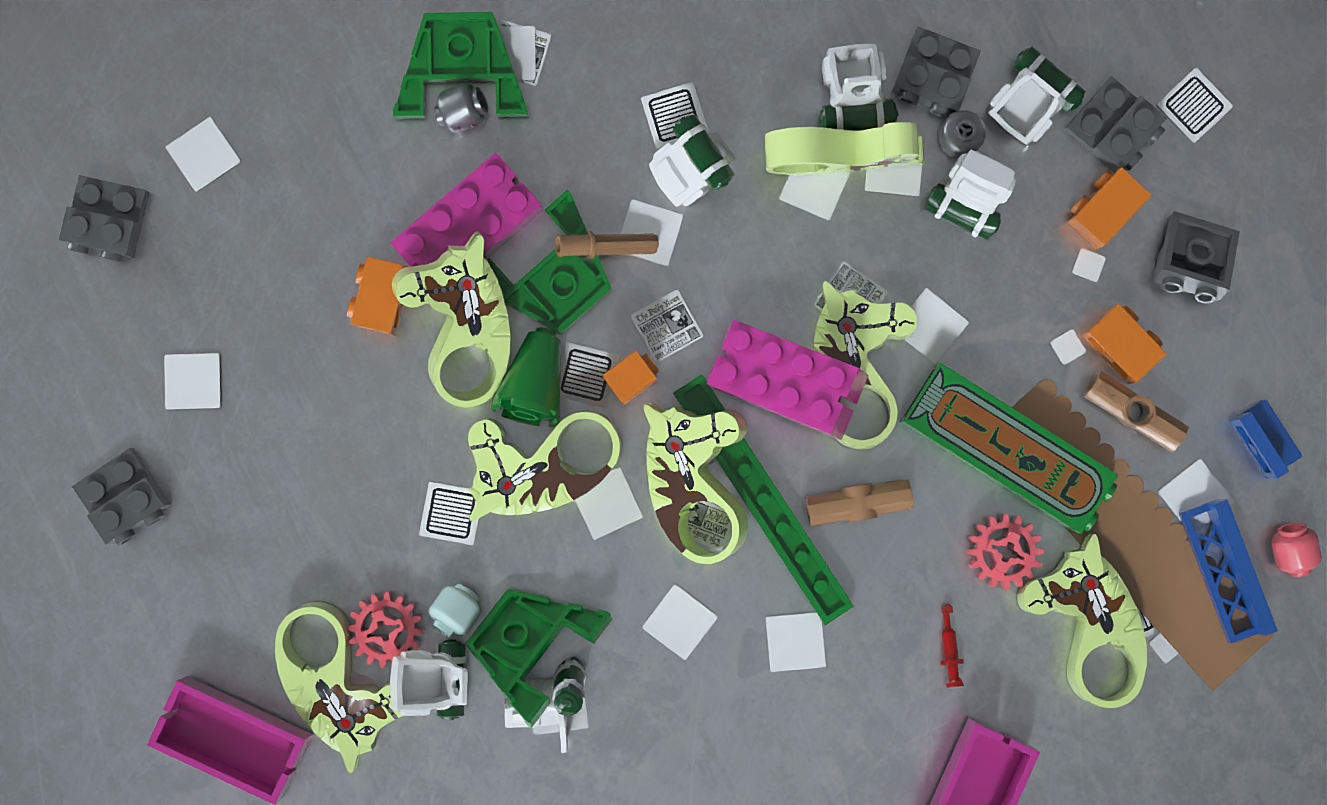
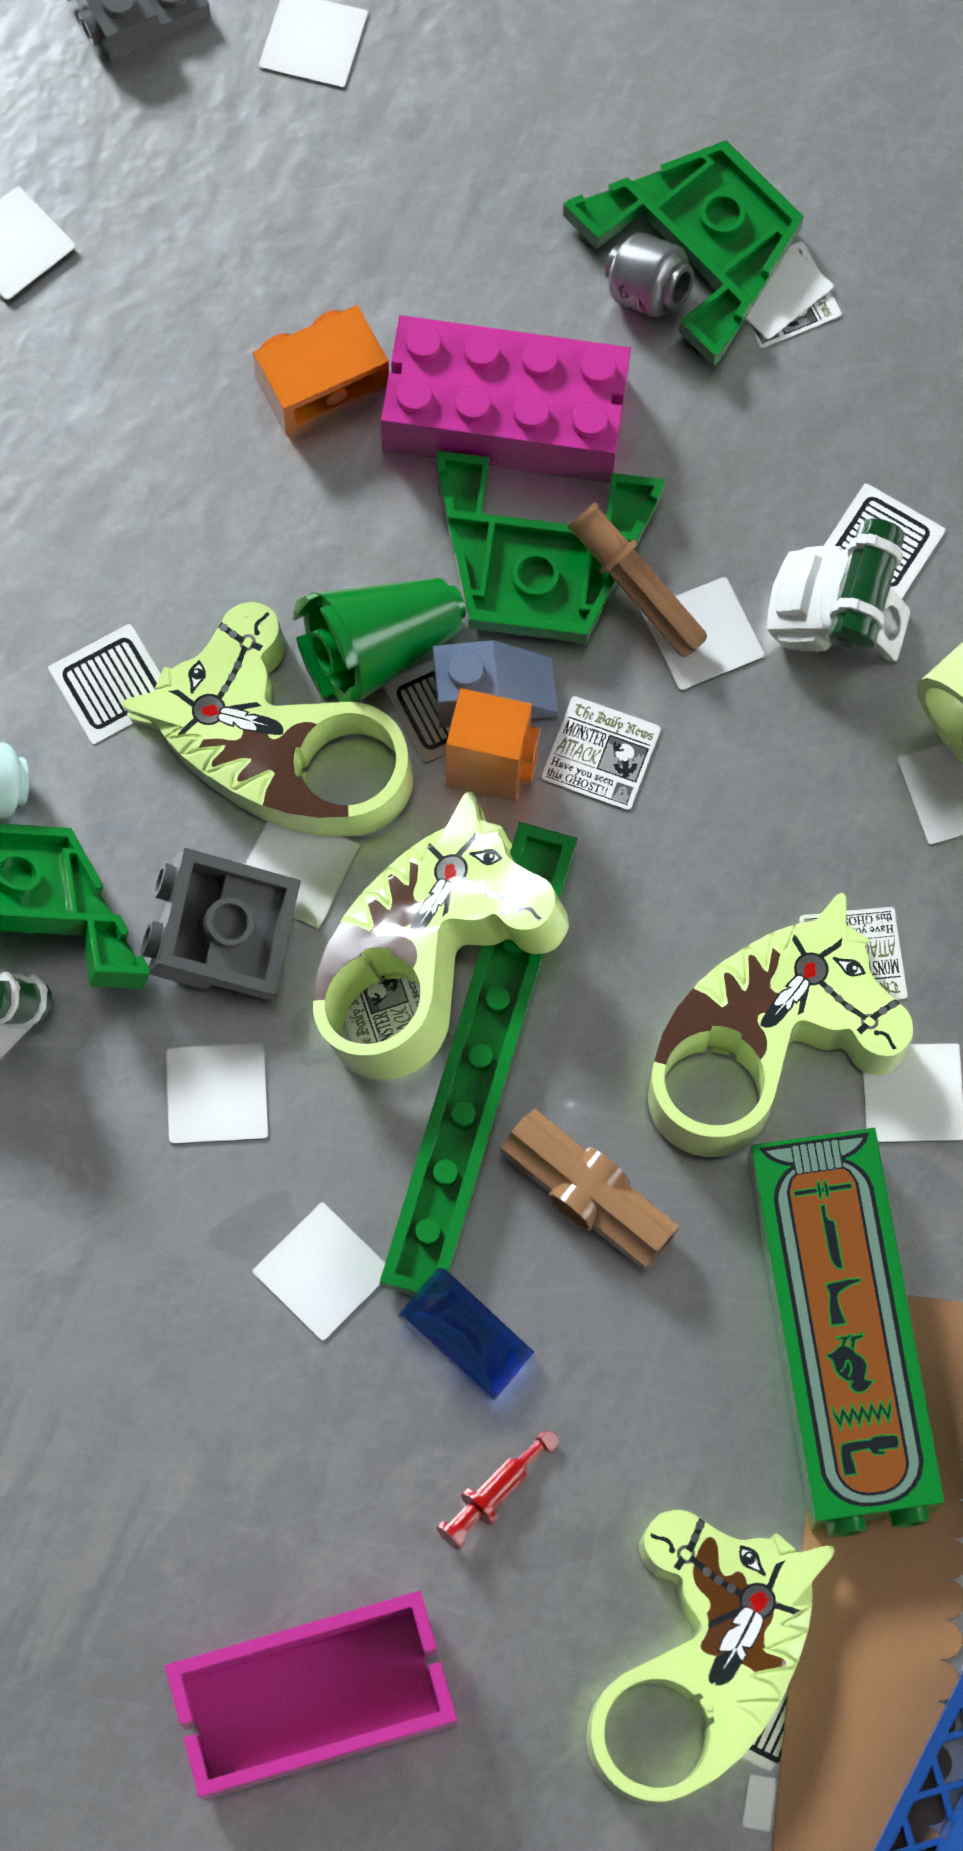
camera: 50 degrees right, 15 degrees down
(470, 294) = (420, 454): yellowish green animal -> none
(599, 348) = (496, 671): none -> sand blue slope
(610, 561) = (220, 924): none -> dark grey plate
(787, 379) = (669, 941): dark pink piece -> none
(877, 607) = (466, 1333): none -> clear blue tile
(1011, 537) = (724, 1435): coral gear -> none

